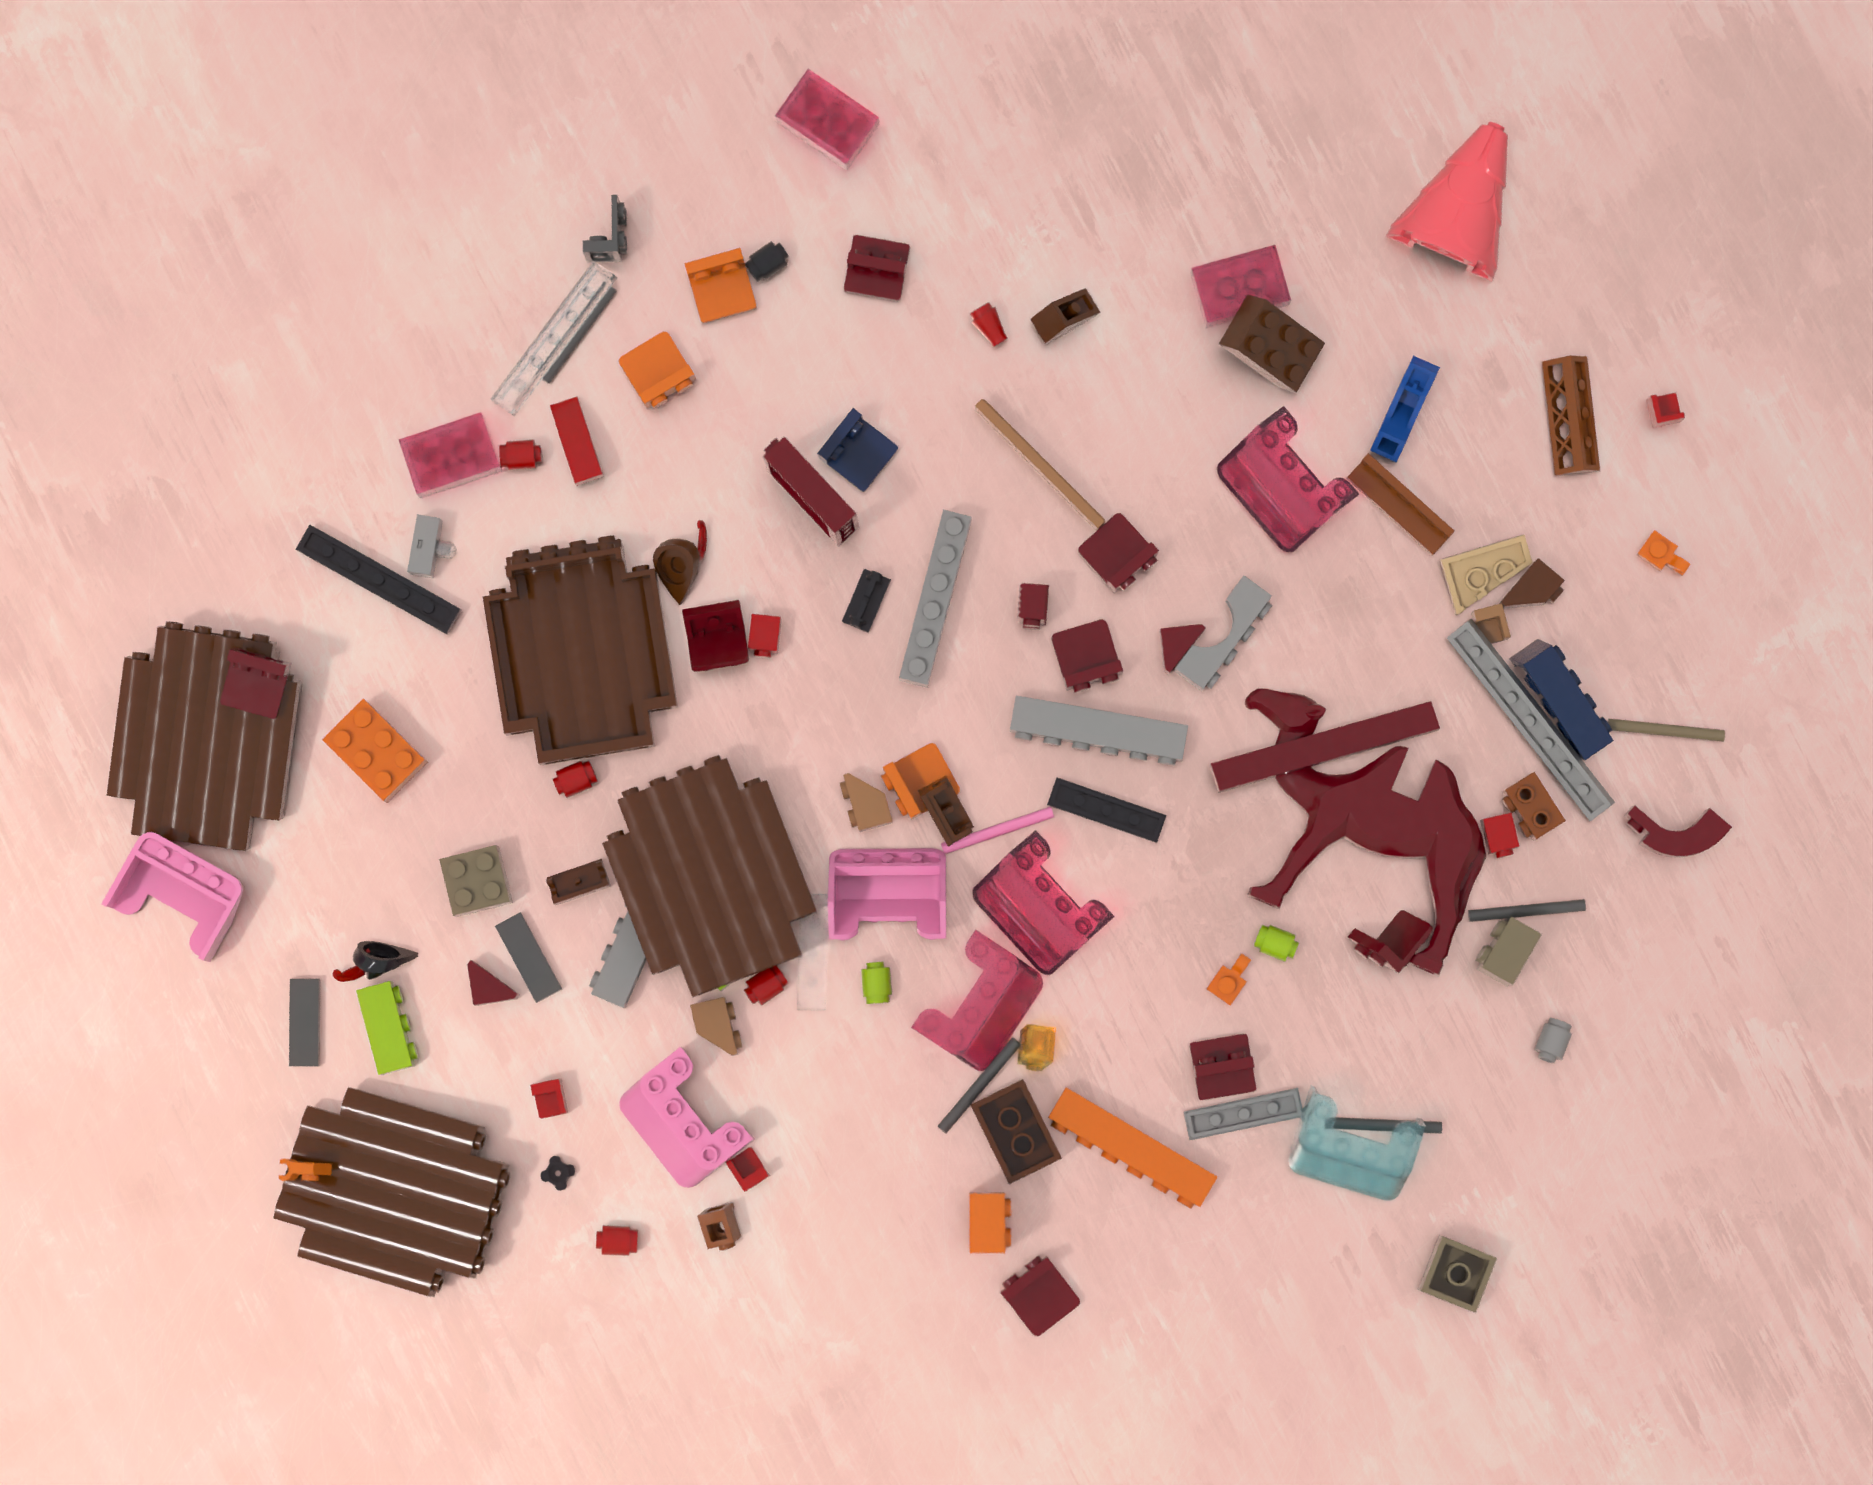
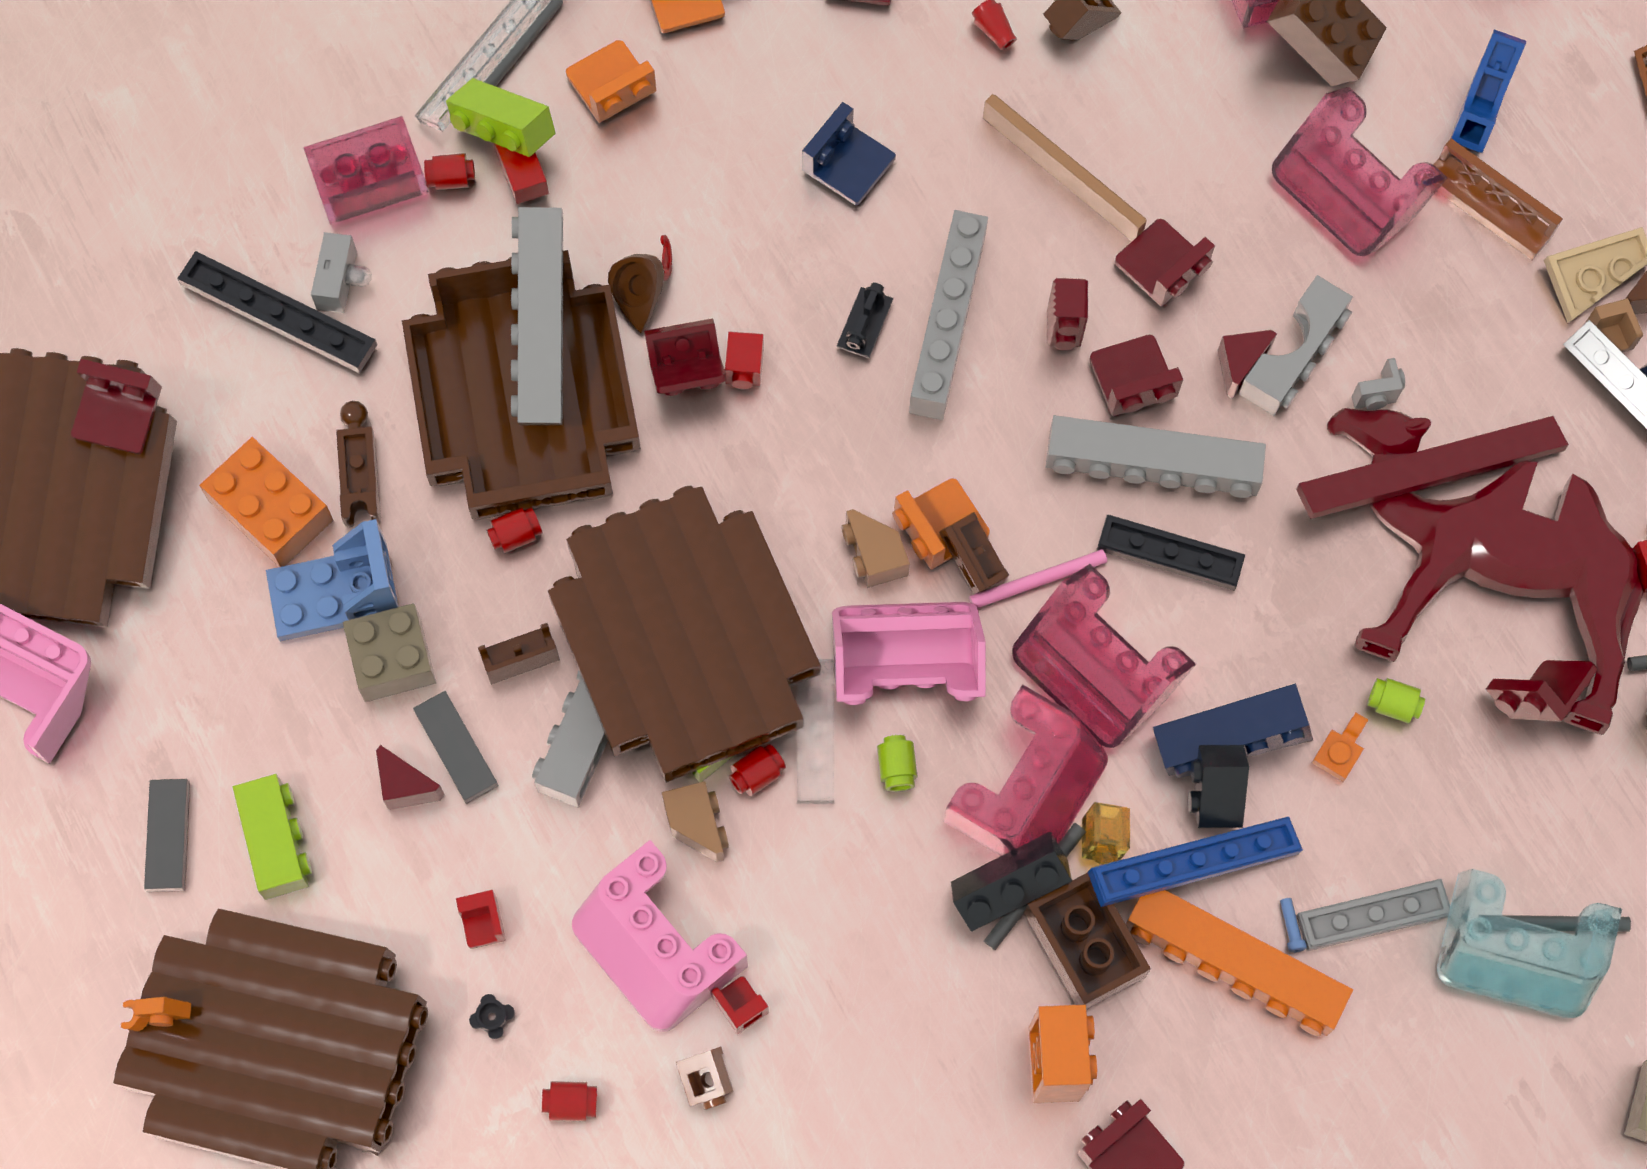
camera: 10 degrees left, 15 degrees down
(374, 960) = (257, 755): black piece -> none
(429, 825) = (336, 588): none -> medium blue bracket
(447, 717) = (357, 465): none -> reddish brown plate
(563, 412) = (500, 117): none -> lime brick
(596, 606) = (539, 316): none -> light grey brick
(810, 490) = (823, 231): dark red window -> none
(958, 1085) = (1010, 881): none -> black brick
(1104, 1072) = (1194, 861): none -> blue tile
(1127, 1013) = (1219, 786): none -> black brick
(1142, 967) = (1258, 723): none -> dark blue wedge
(1178, 1121) = (1295, 943): none -> medium blue piece
(1223, 1066) = (1344, 855): dark red bracket -> none
(1285, 679) = (1380, 392): none -> light grey bracket

